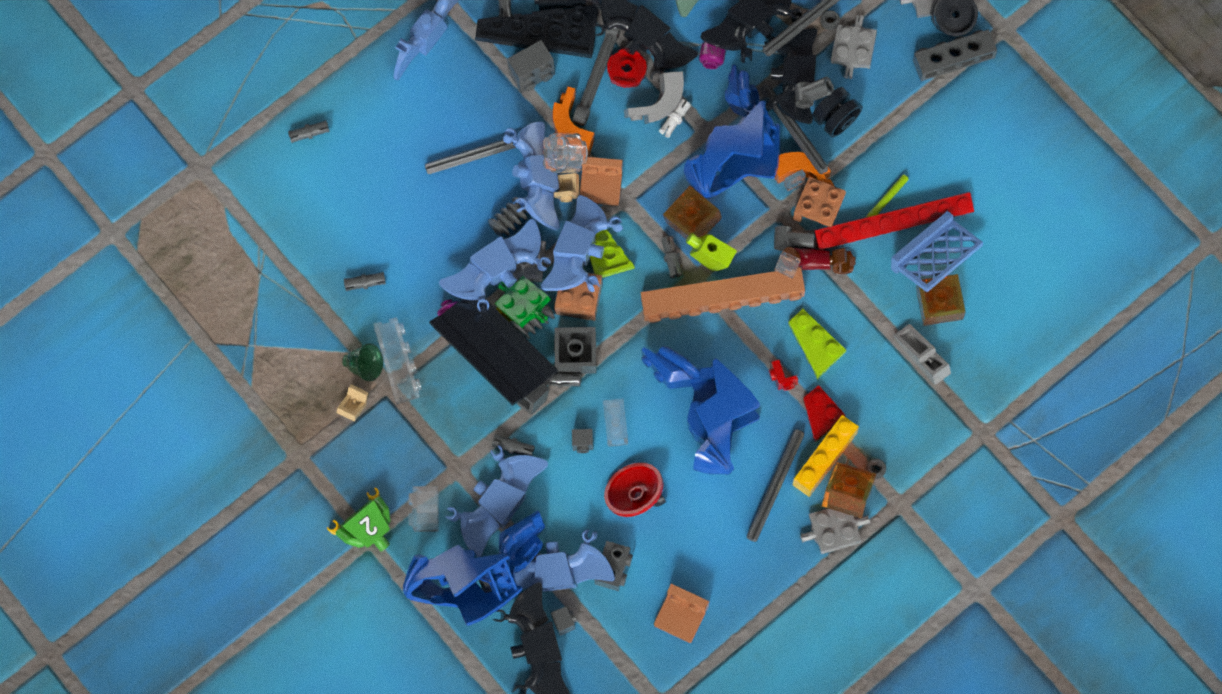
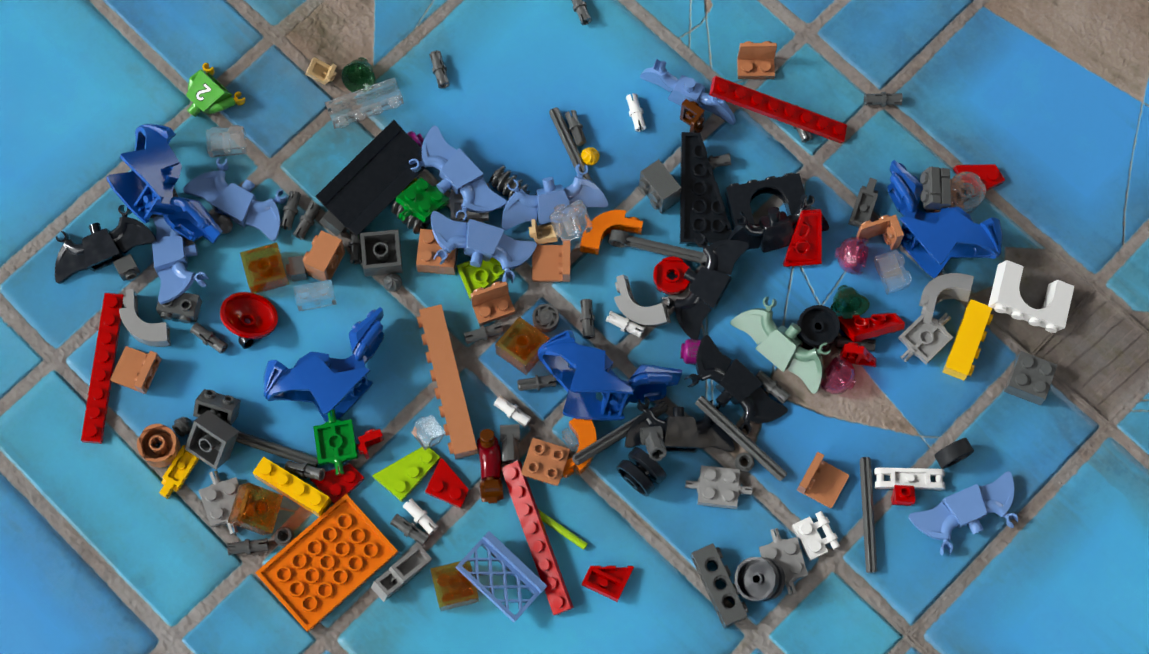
camera: 80 degrees right, 0 degrees up
(439, 86) = (636, 112): none -> white pin
(451, 147) = (575, 128): none -> dark grey axle
(455, 25) = (692, 115): none -> reddish brown bracket
(484, 136) = (590, 156): none -> yellow plate
(521, 513) = (225, 224): none -> dark grey plate
(527, 429) = (307, 220): none -> dark grey pin
(575, 407) = (324, 256): none -> nougat brick
(581, 472) = (264, 268): none -> clear orange brick
(606, 344) = (392, 282): none -> dark grey plate
(634, 611) = (147, 333): none -> light grey arch
(643, 245) = (492, 303): none -> nougat bracket
(651, 537) = (208, 338): none -> dark grey pin
(661, 195) = (545, 318): none -> dark grey wheel
(666, 154) = (587, 318): none -> dark grey pin
(674, 651) = (102, 369): none -> red plate
(711, 251) = (481, 369): lime torso -> none
(731, 207) = (536, 382): none -> dark grey axle
(734, 527) = (221, 405): none -> dark grey brick
(749, 566) = (182, 426): none -> dark grey plate
(759, 234) = (512, 411): none -> white pin
(771, 531) = (211, 439): none -> dark grey brick
(777, 316) = (428, 432): none -> clear brick
(779, 581) = (149, 441): none -> nougat brick
(781, 409) = (335, 442): none -> green plate
(787, 264) = (475, 433): clear tile -> none
(797, 572) = (178, 472): none -> yellow hinge
(808, 442) = (305, 470): none -> dark grey pin
(832, 305) = (447, 485): none -> red wing
(864, 332) = (420, 516): none -> white pin
(877, 343) = (409, 529): none -> dark grey pin
(884, 505) = (248, 546): none -> dark grey pin
(907, 426) = (326, 562): none -> orange plate
(942, 157) = (607, 580): none -> red wing

